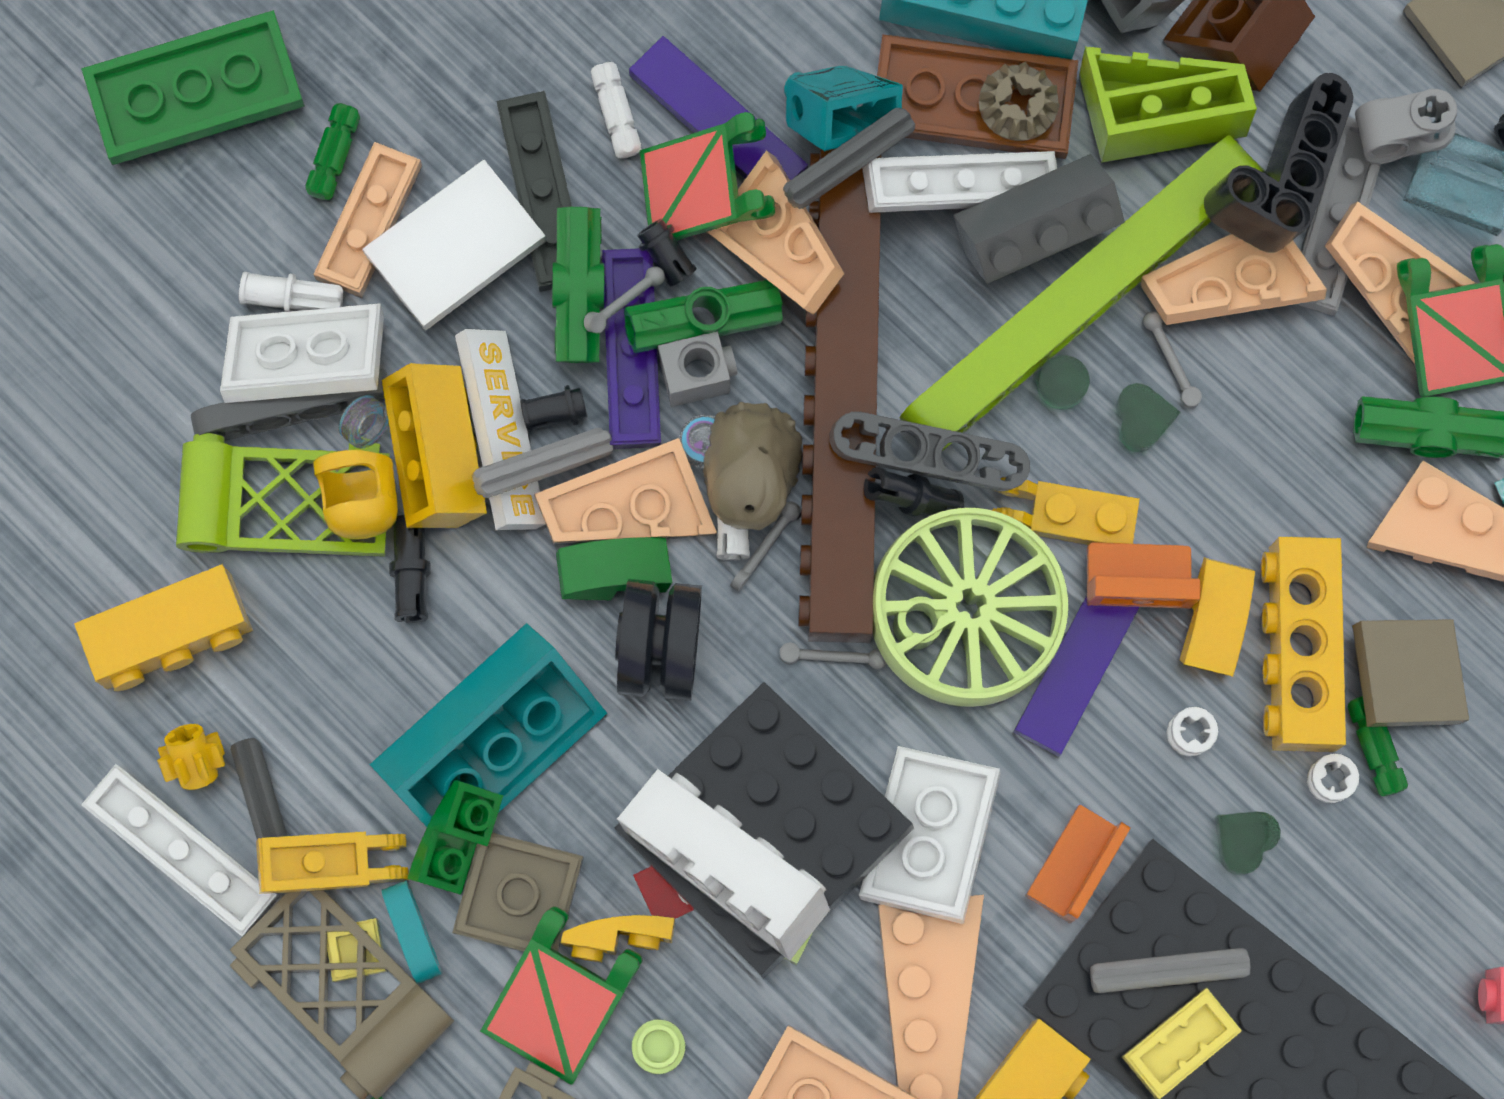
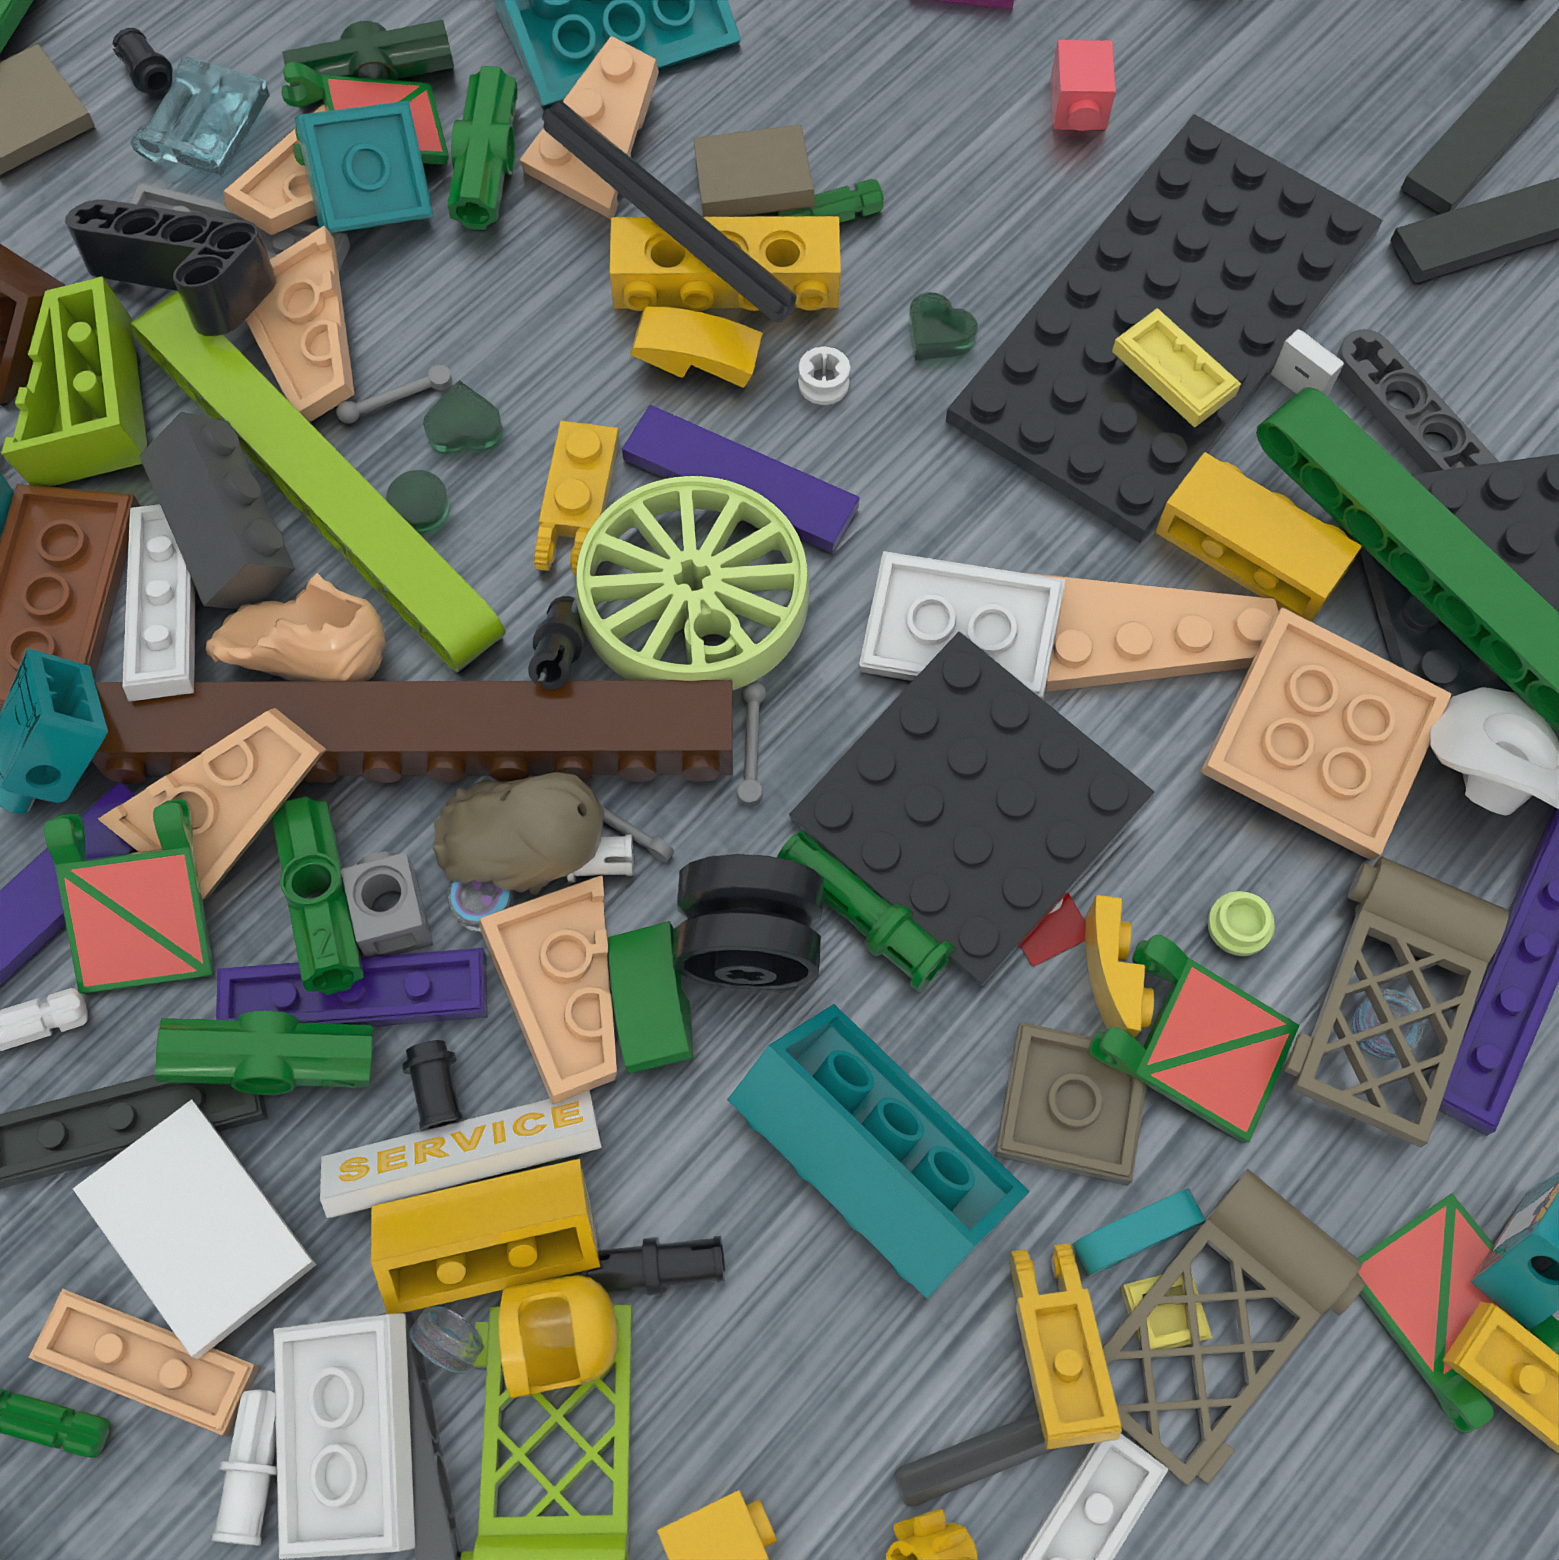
camera: 90 degrees left, 10 degrees down
(449, 842) = (993, 1169): green slope -> none
(542, 462) = (512, 1089): light grey axle -> none
(596, 322) = (319, 1020): light grey hinge -> none
(665, 249) = (212, 953): black pin -> none
(682, 736) = (886, 927): none -> green pin
(726, 862) = (1034, 818): white wedge -> none
(849, 158) = (121, 706): dark grey axle -> none
(925, 292) = (305, 639): none -> light nougat piece
(930, 446) = (506, 617): dark grey beam -> none
(1010, 120) = (87, 547): dark tan gear -> none
(1076, 864) = (984, 475): orange panel -> none
(1140, 576) = (653, 412): orange panel -> none
(1170, 970) = (1097, 381): light grey axle -> none
(1341, 586) = (670, 212): none -> black axle
(1348, 784) = (872, 234): white bush -> none
(1392, 321) = (364, 166): none -> teal tile
(1403, 127) = (135, 148): light grey piece -> none

